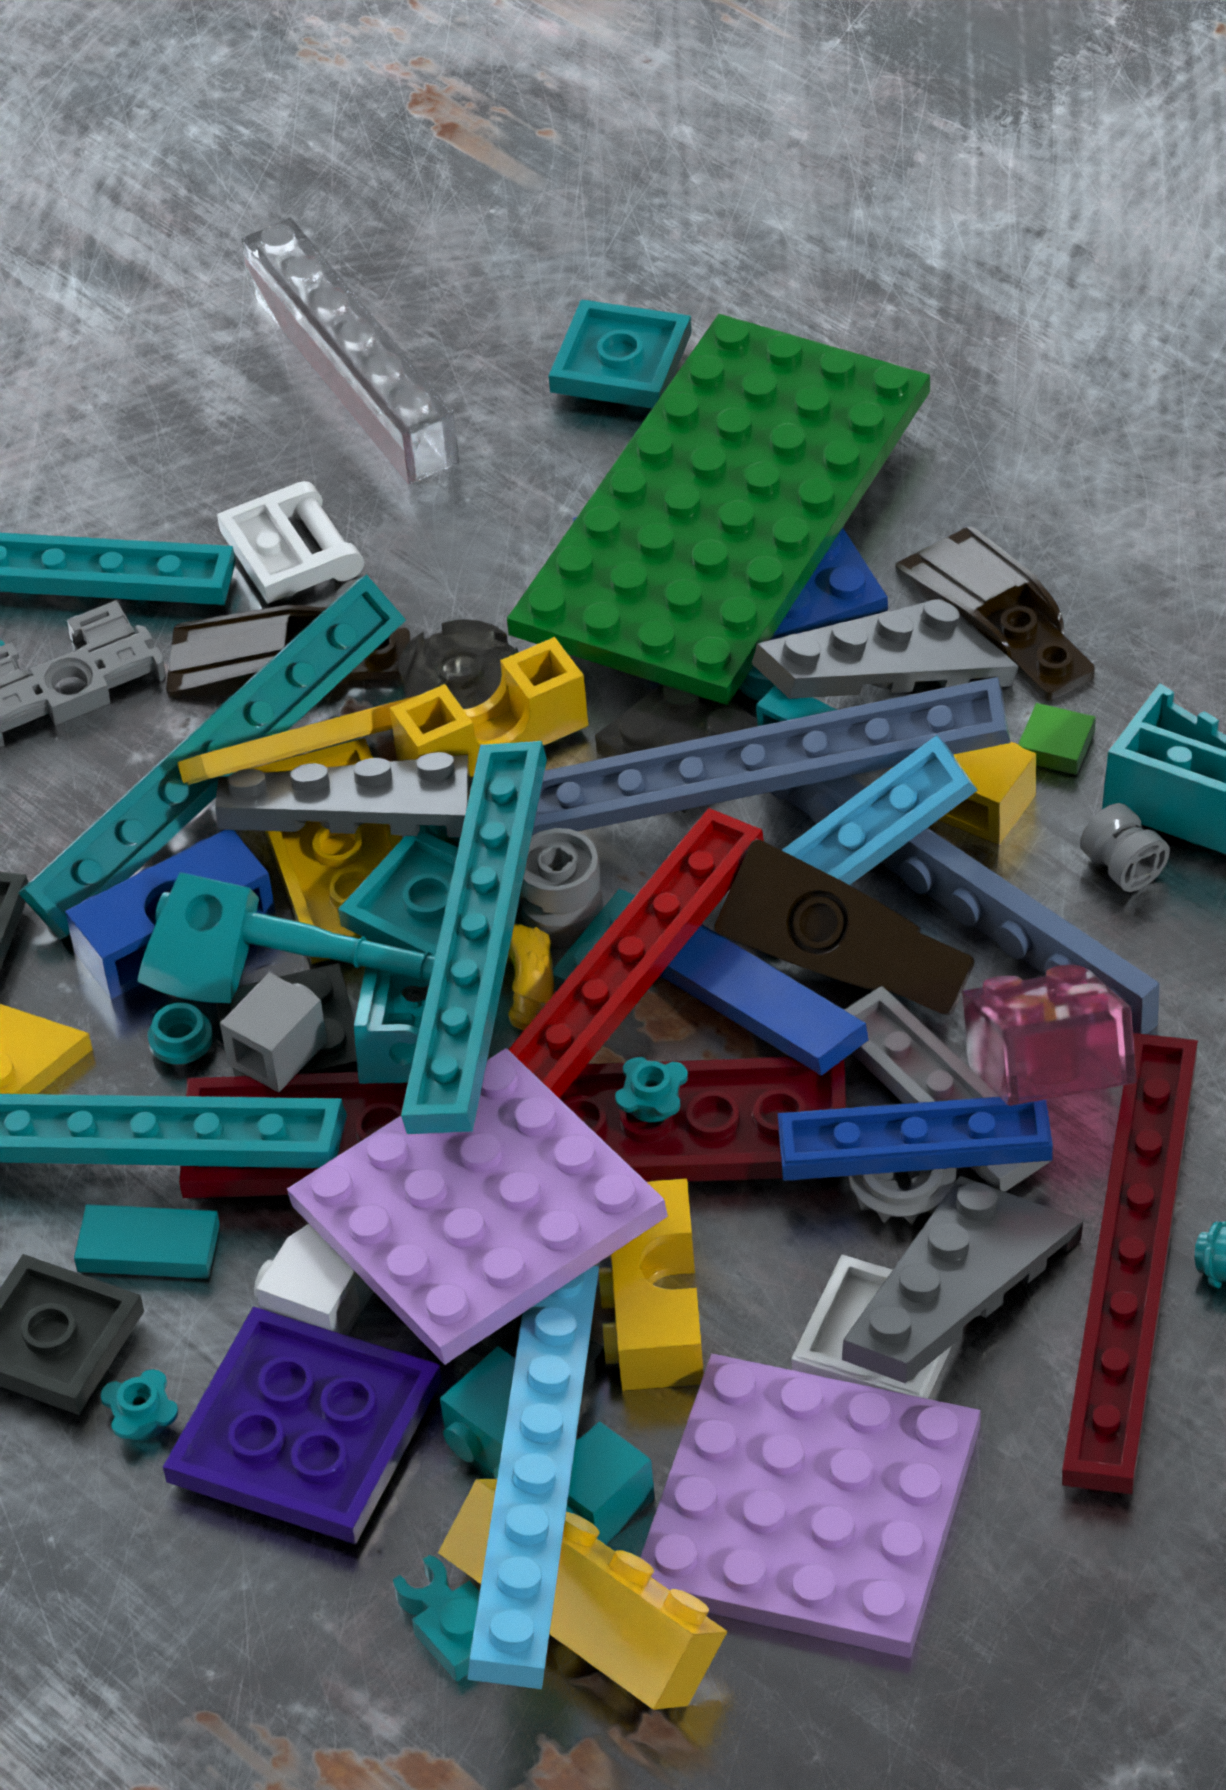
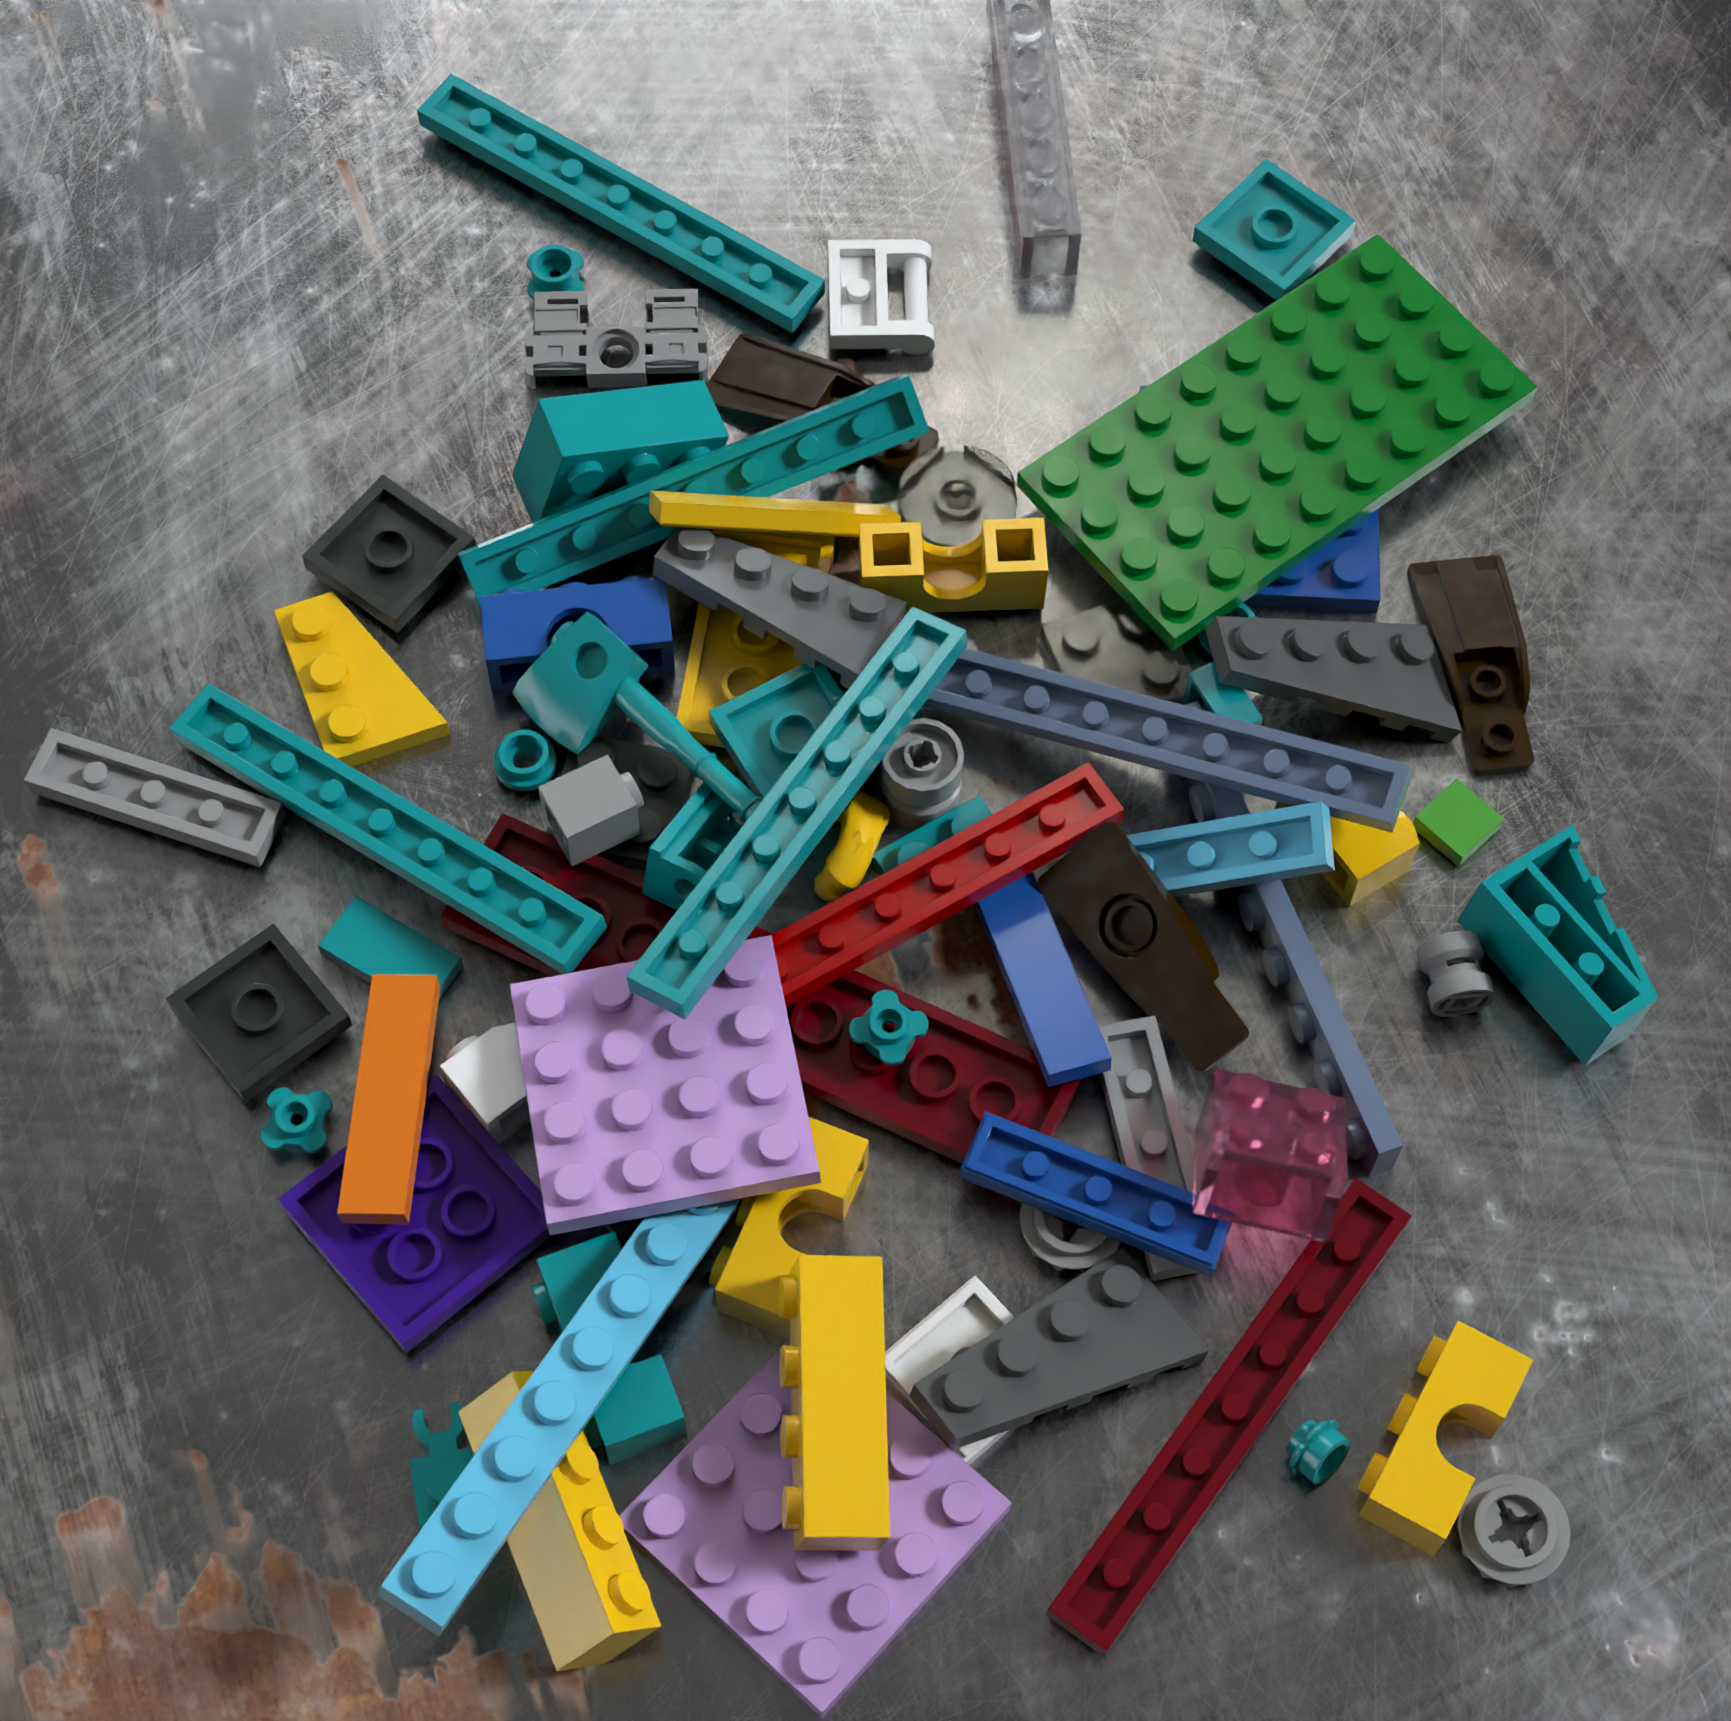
camera: 20 degrees right, 15 degrees up
(106, 745) = (611, 439): none -> teal wedge
(223, 1339) = (389, 1100): none -> orange tile
(784, 1381) = (835, 1403): none -> yellow brick

